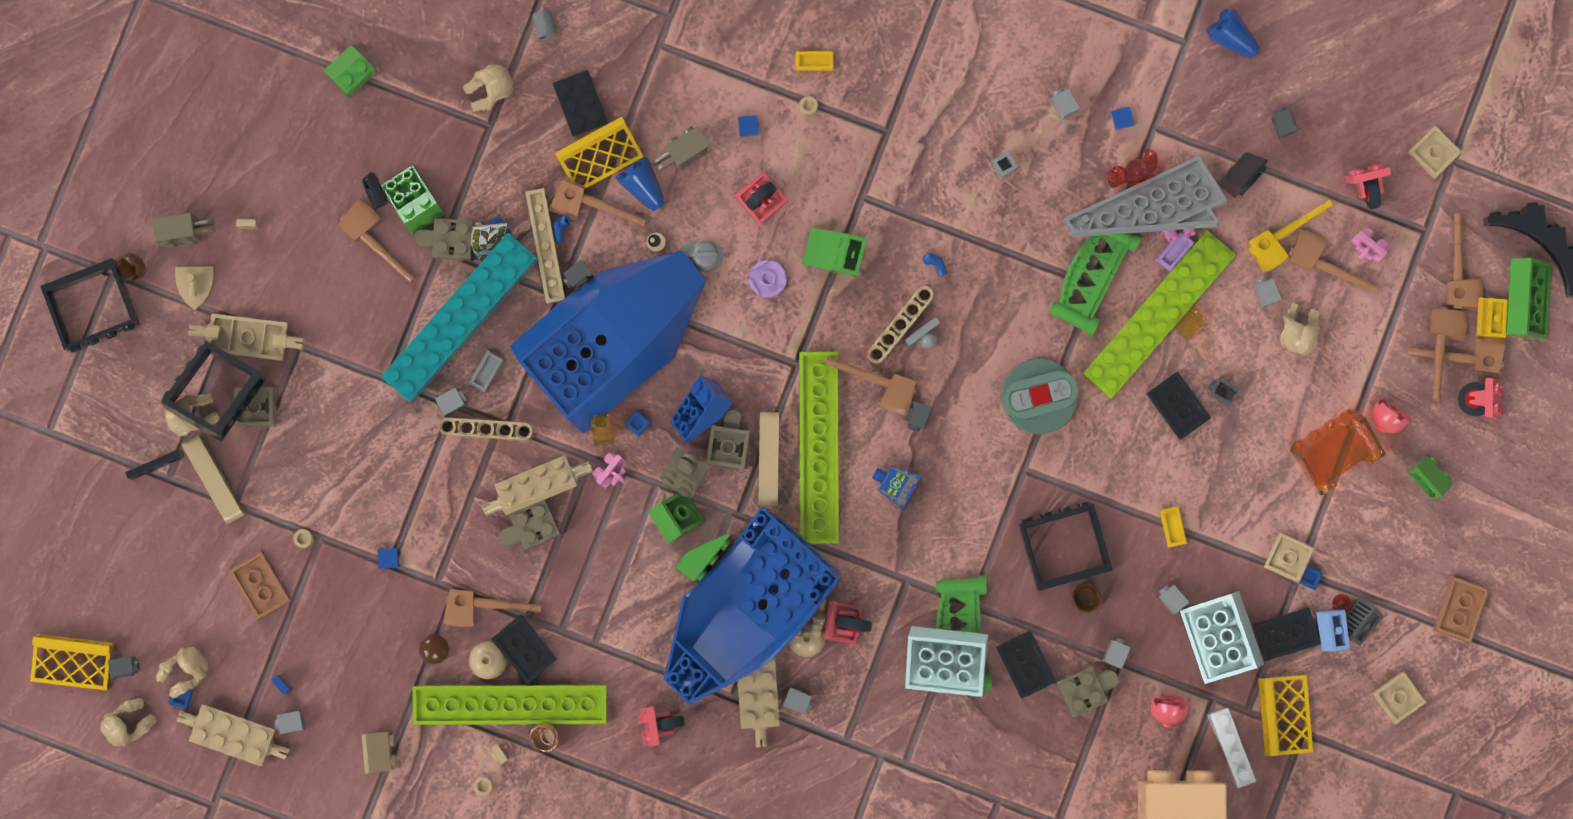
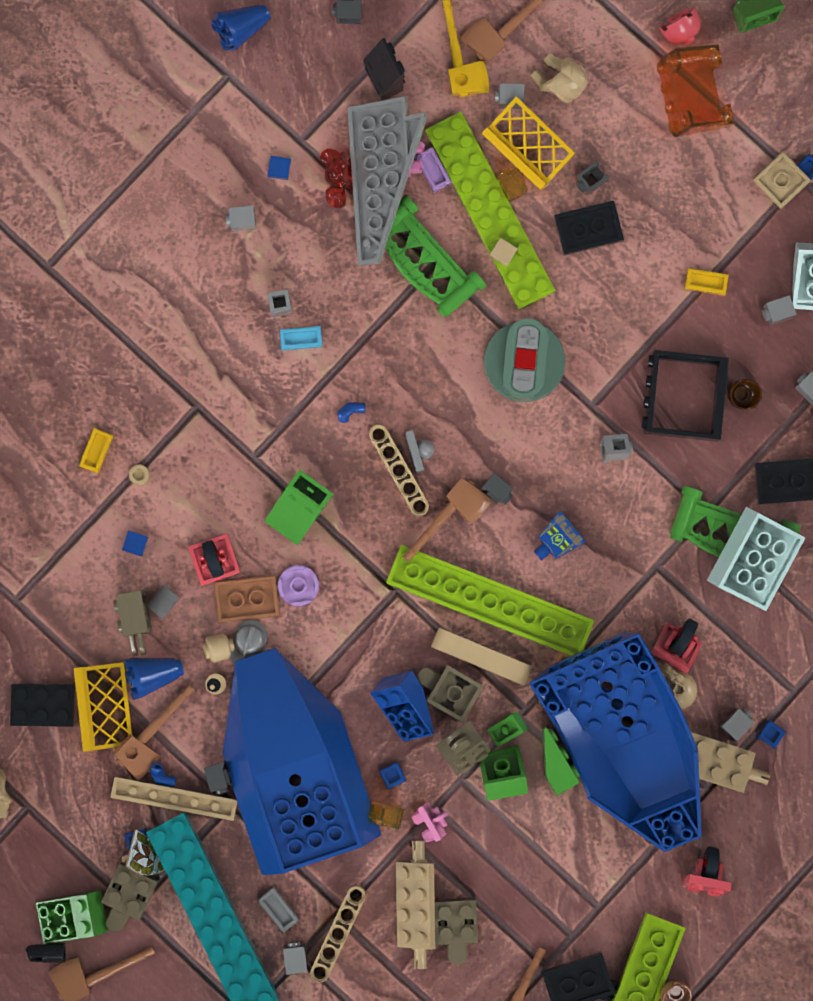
camera: 70 degrees left, 0 degrees up
(687, 231) = (218, 647): none -> tan head
(708, 169) = (163, 601): none -> light grey piece
(715, 504) = (507, 729): none -> bright green slope
(738, 239) = (246, 599): none -> nougat tile
(801, 734) = (771, 734): none -> blue tile
(981, 196) = (301, 338): none -> medium azure tile
(1000, 501) = (619, 442): none -> light grey brick
(1126, 339) = (503, 252): none -> tan tile
(1215, 317) = (513, 153): none -> yellow fence

